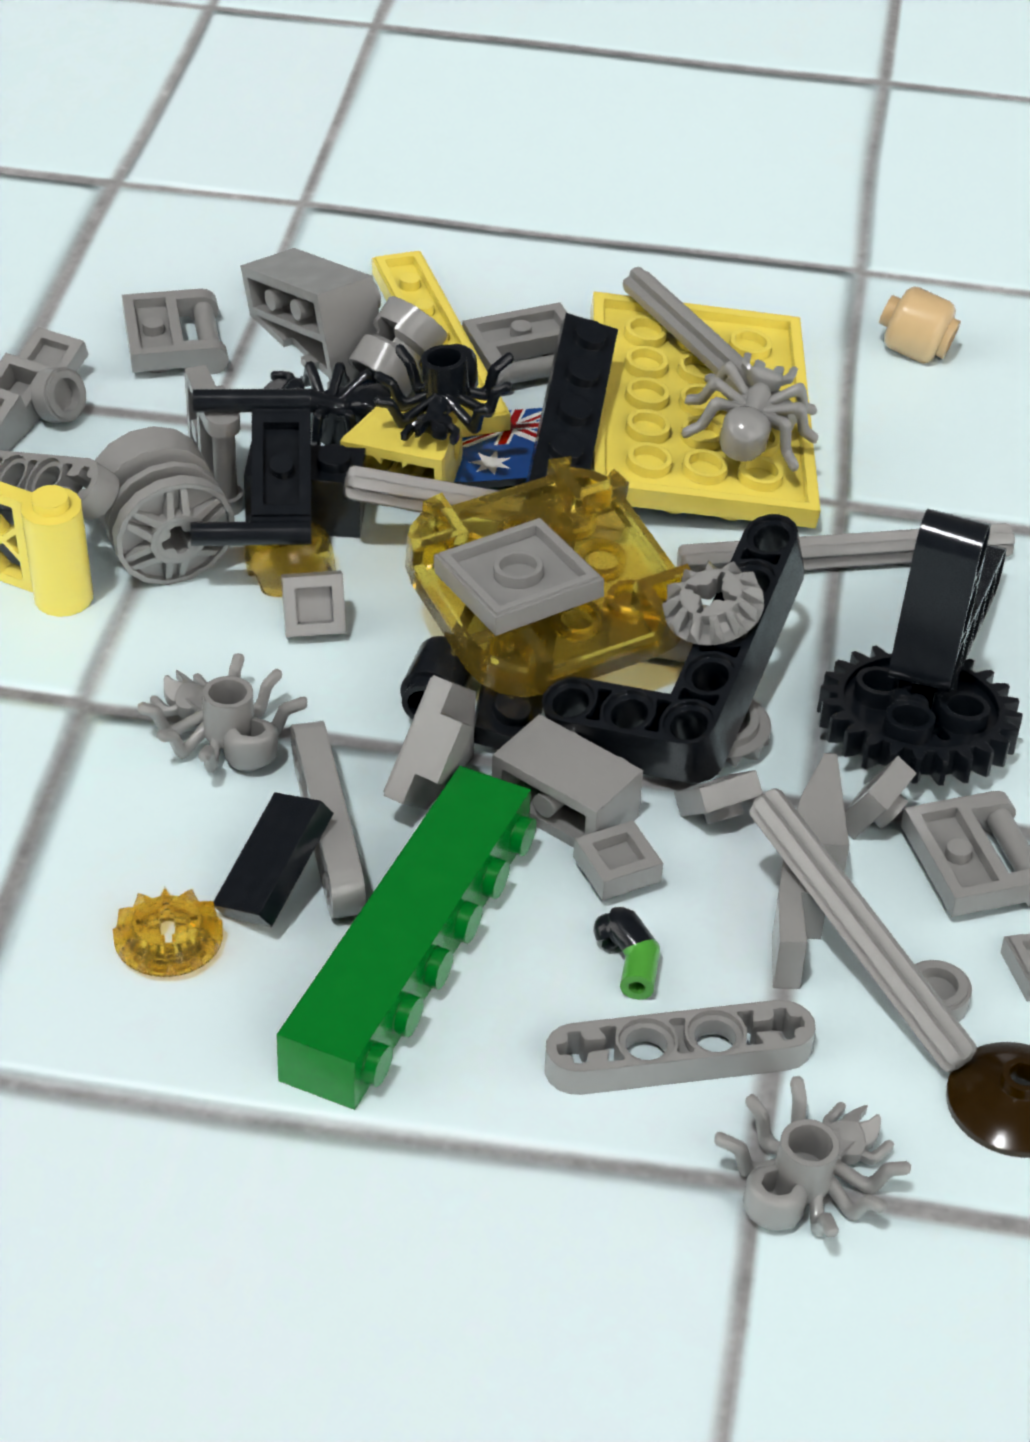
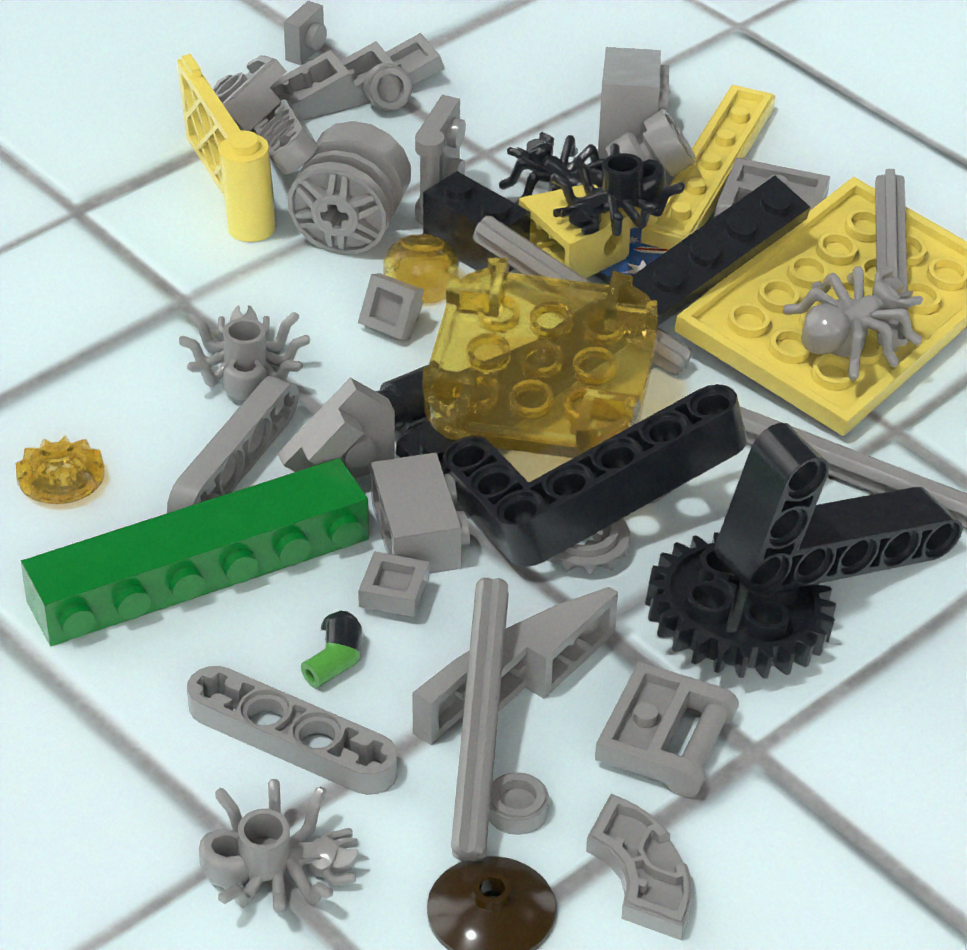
camera: 40 degrees right, 0 degrees up
(157, 336) = (513, 67): light grey plate -> none
(273, 859) = (159, 456): black tile -> none
(277, 467) = (435, 196): black plate -> none
(518, 576) = (502, 343): light grey tile -> none
(719, 797) = (520, 580): light grey plate -> none
(722, 619) = (598, 443): light grey gear -> none
(880, 798) = (629, 644): light grey plate -> none

